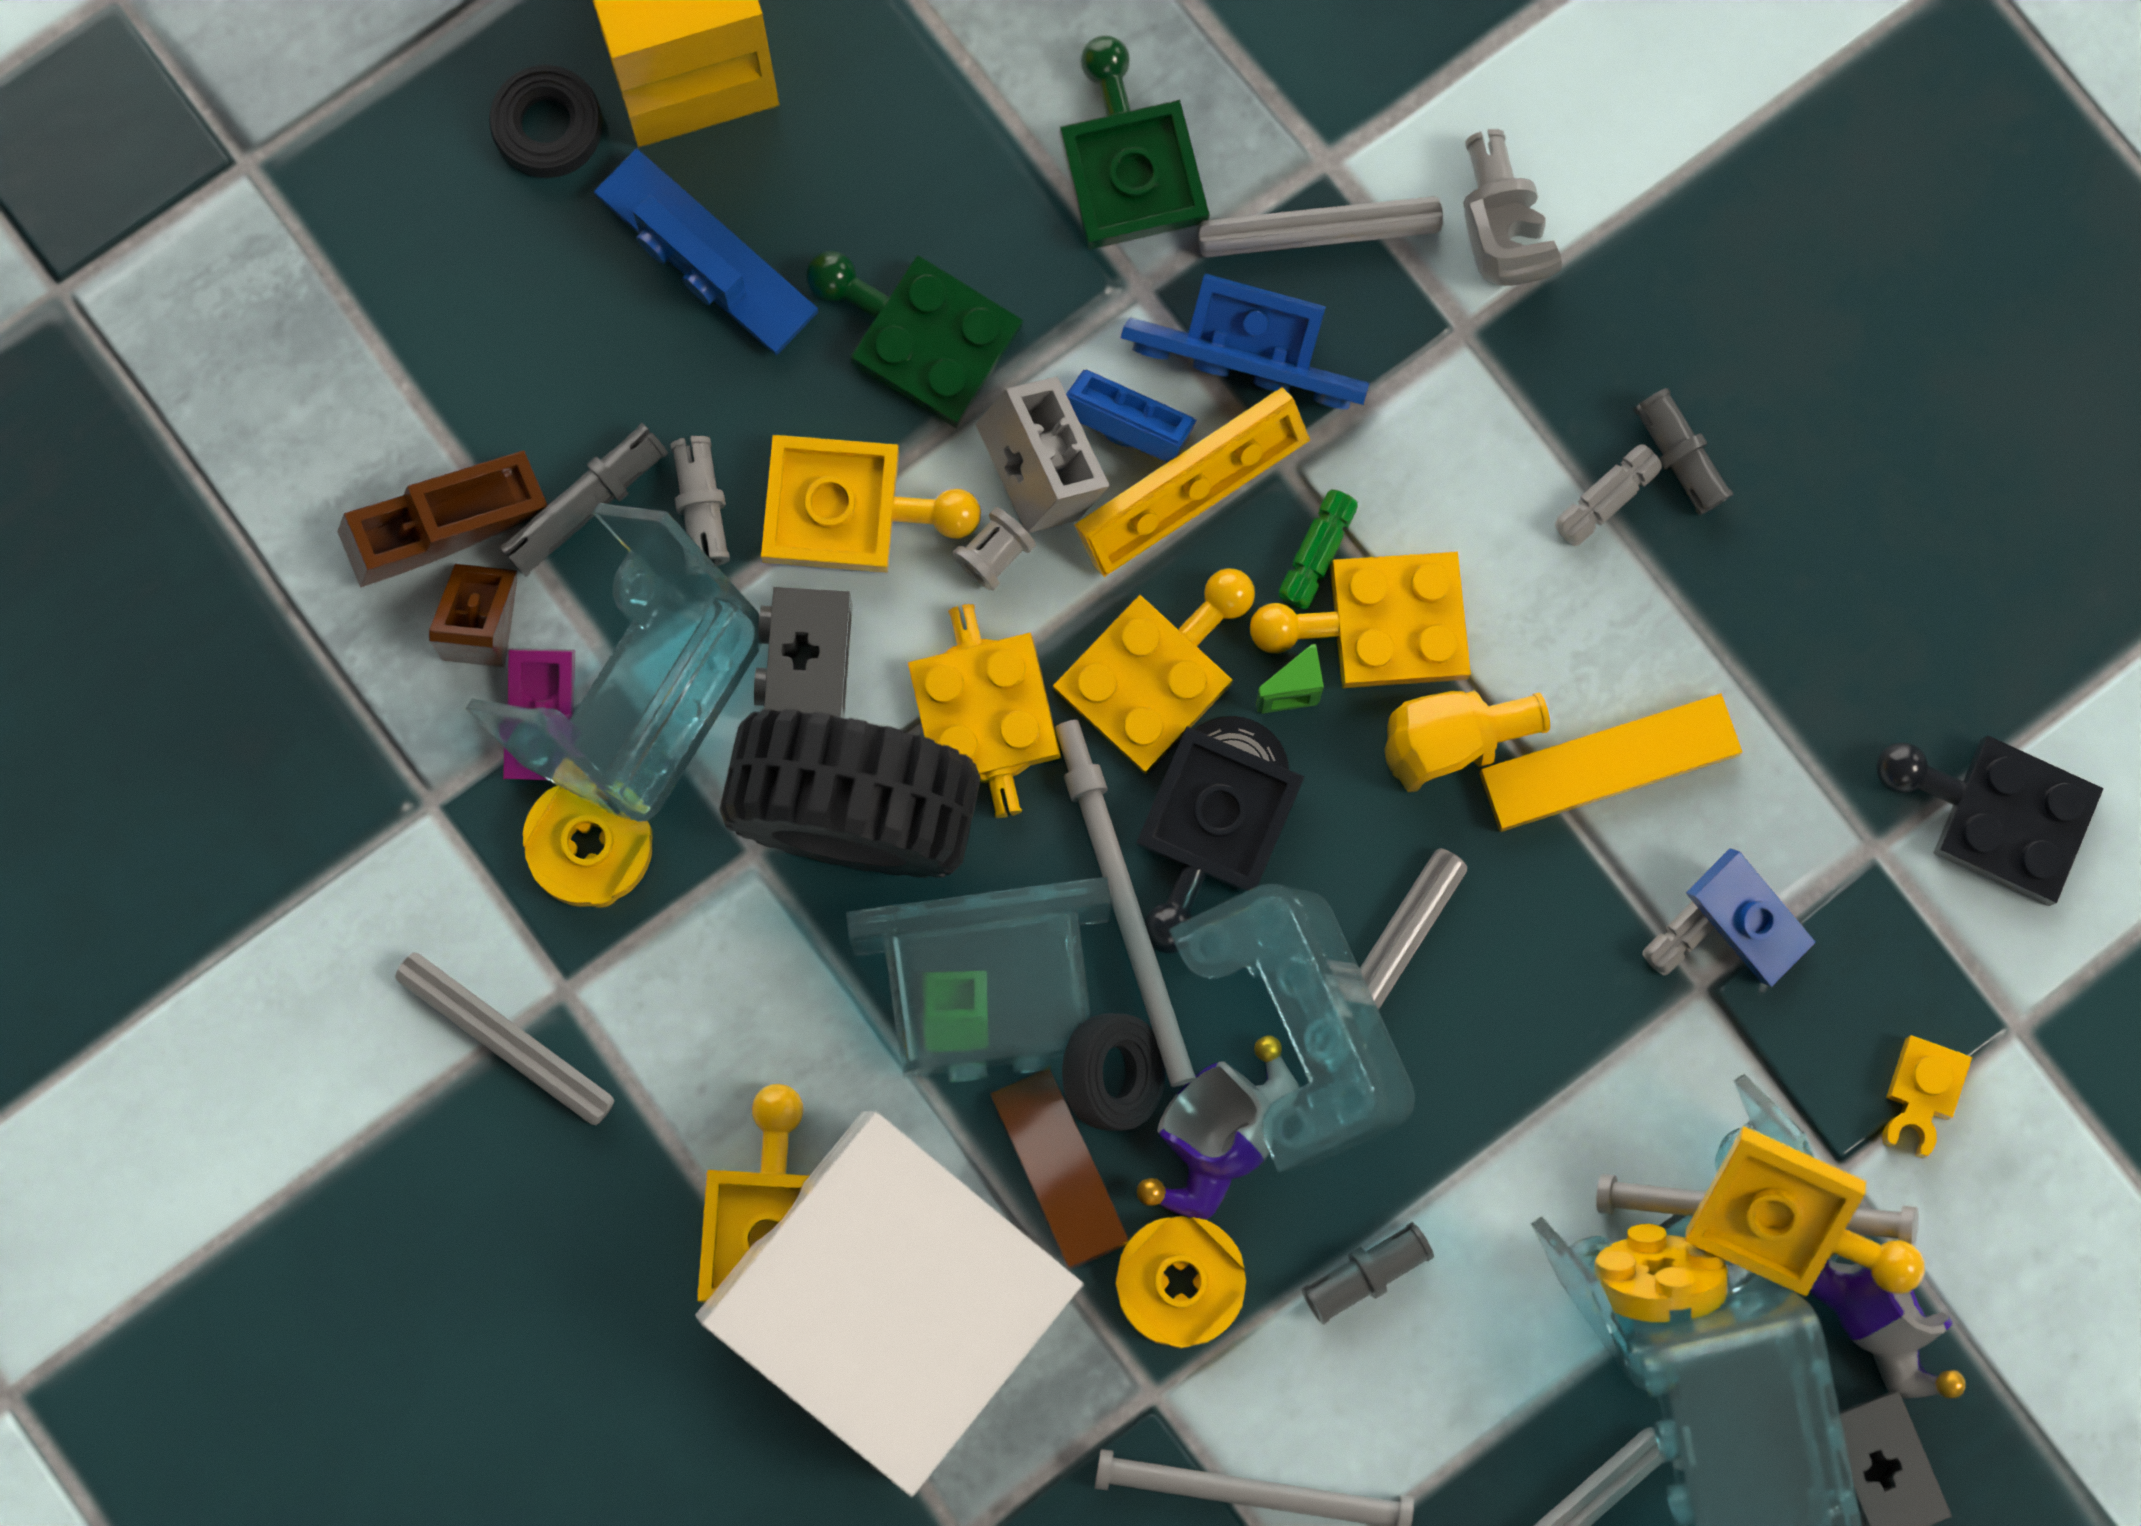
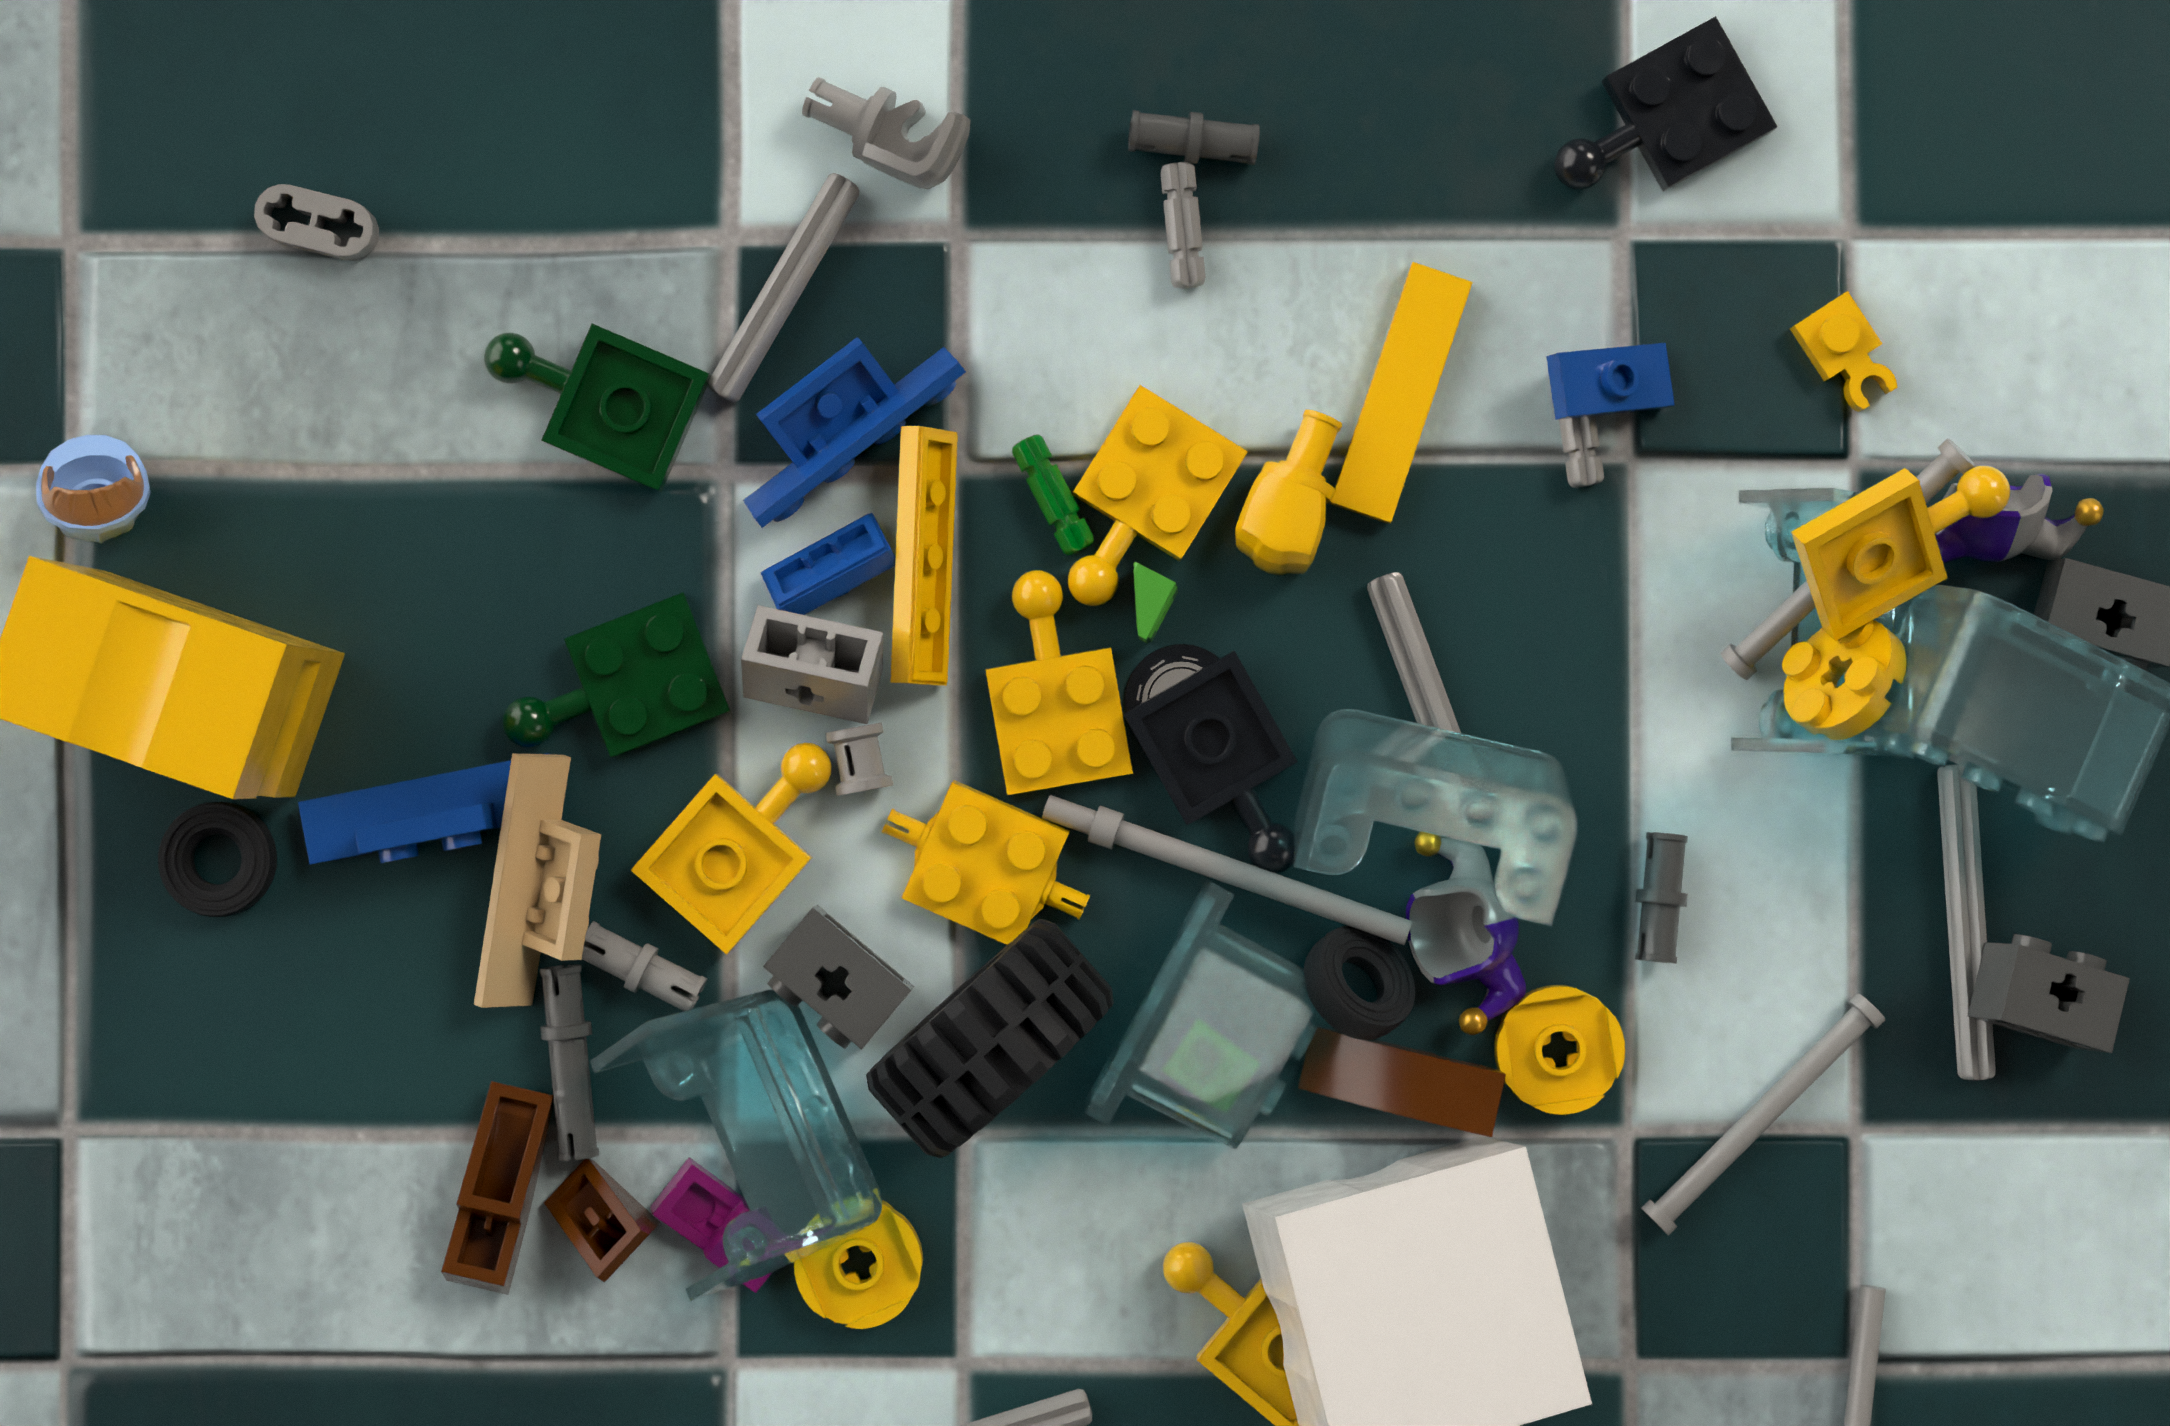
camera: 50 degrees left, 10 degrees up
(708, 368) = (538, 883): none -> tan bracket

